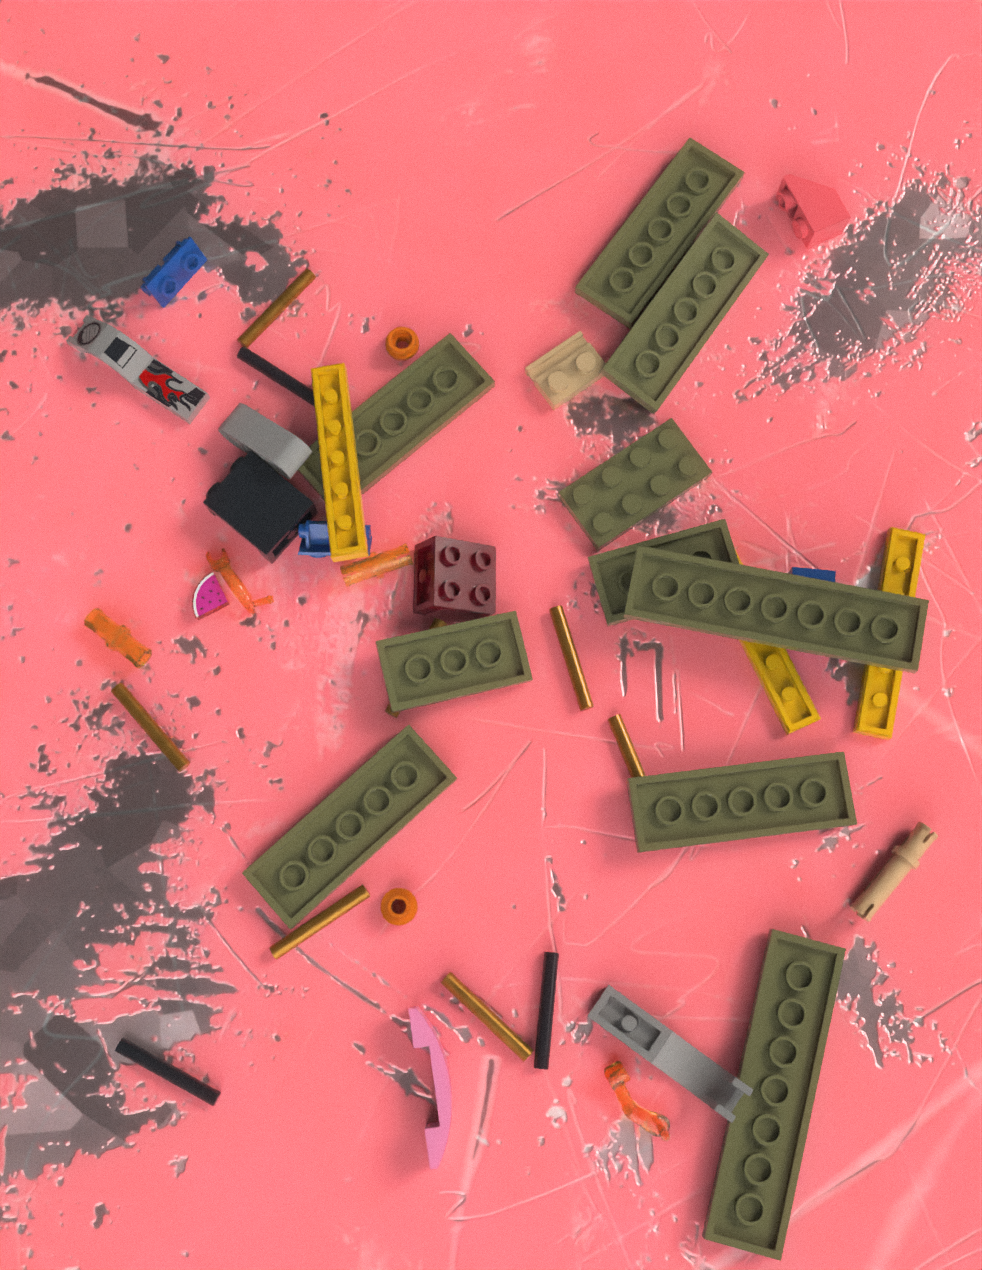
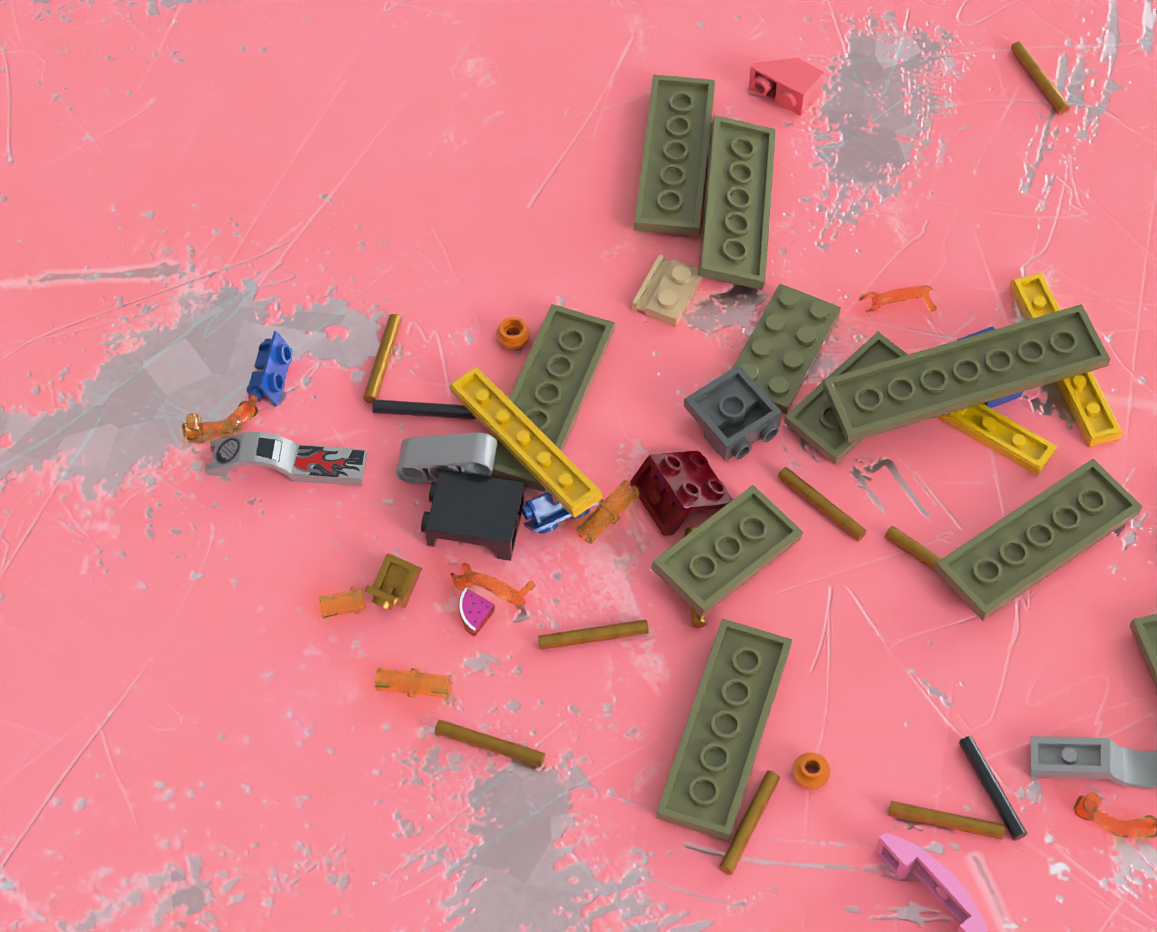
camera: 30 degrees left, 20 degrees down
(80, 296) = (194, 427): none -> clear orange piece
(111, 532) = (342, 603): none -> clear yellow pin
(153, 536) = (394, 582): none -> pearl gold bracket
(296, 674) = (593, 634): none -> pearl gold bar
(543, 530) = (734, 413): none -> dark grey plate
(772, 485) = (899, 295): none -> clear orange piece

